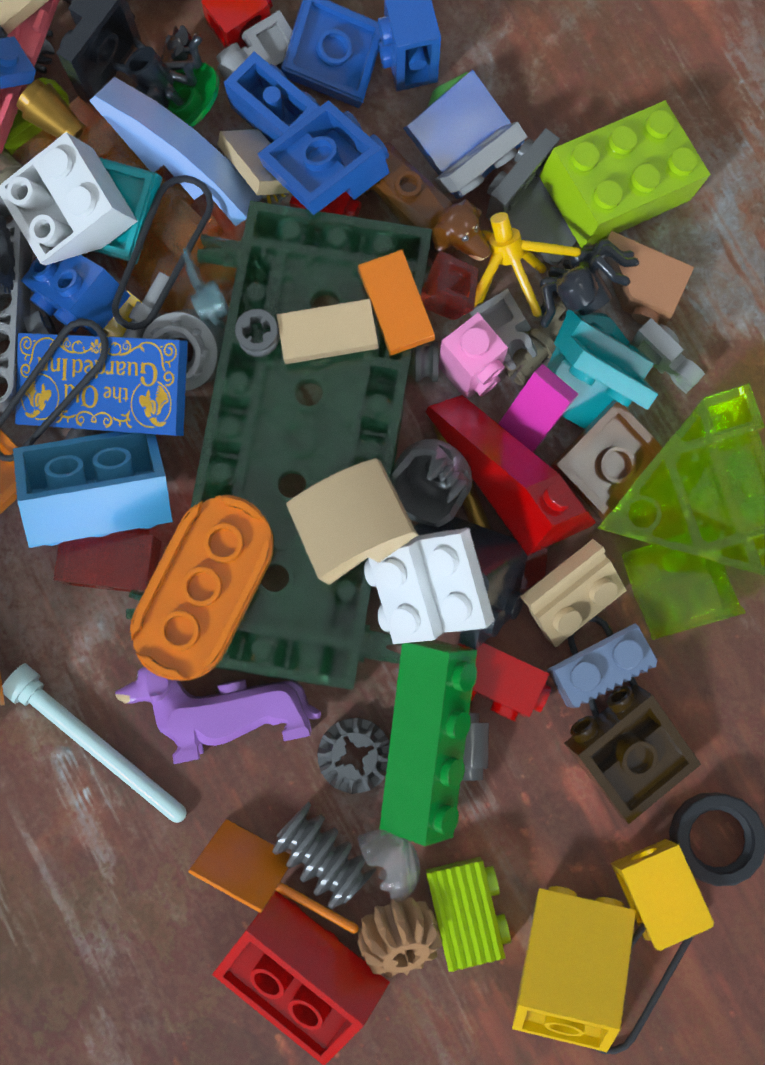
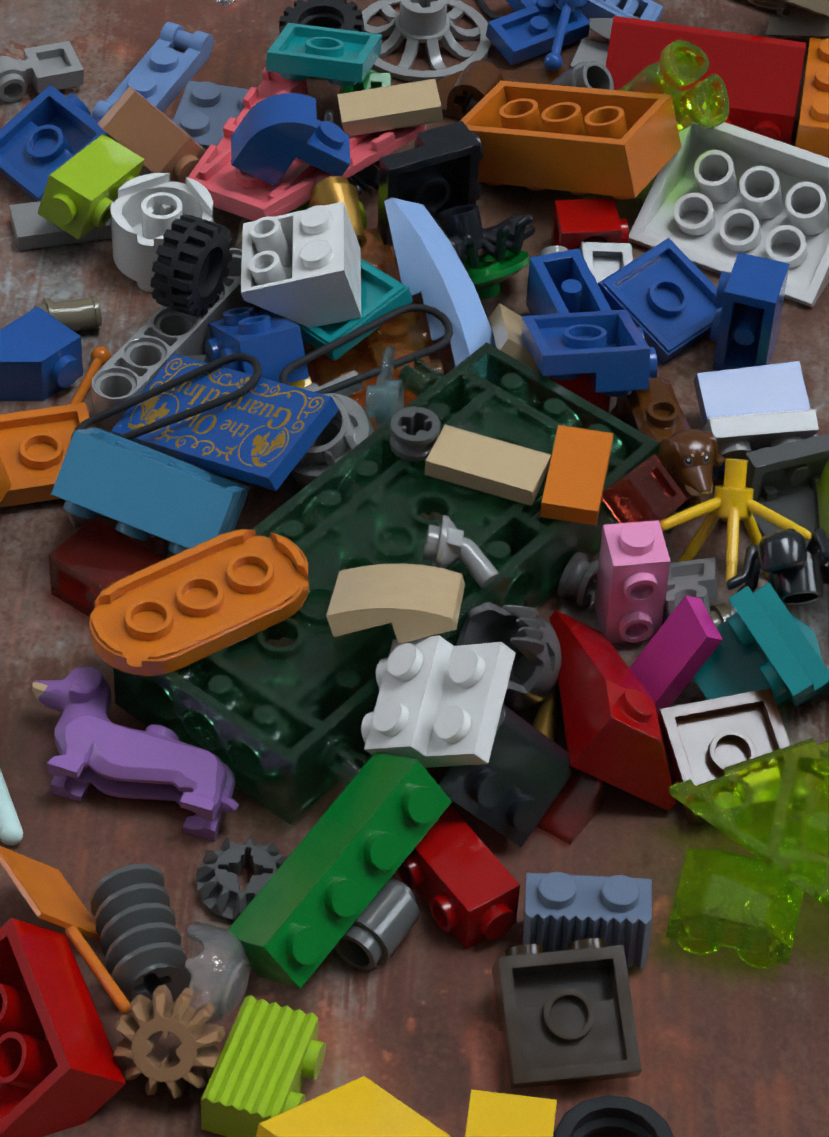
camera: 25 degrees right, 35 degrees down
(348, 436) = (446, 545): none -> light grey plate
(574, 593) = (604, 836): tan plate -> none

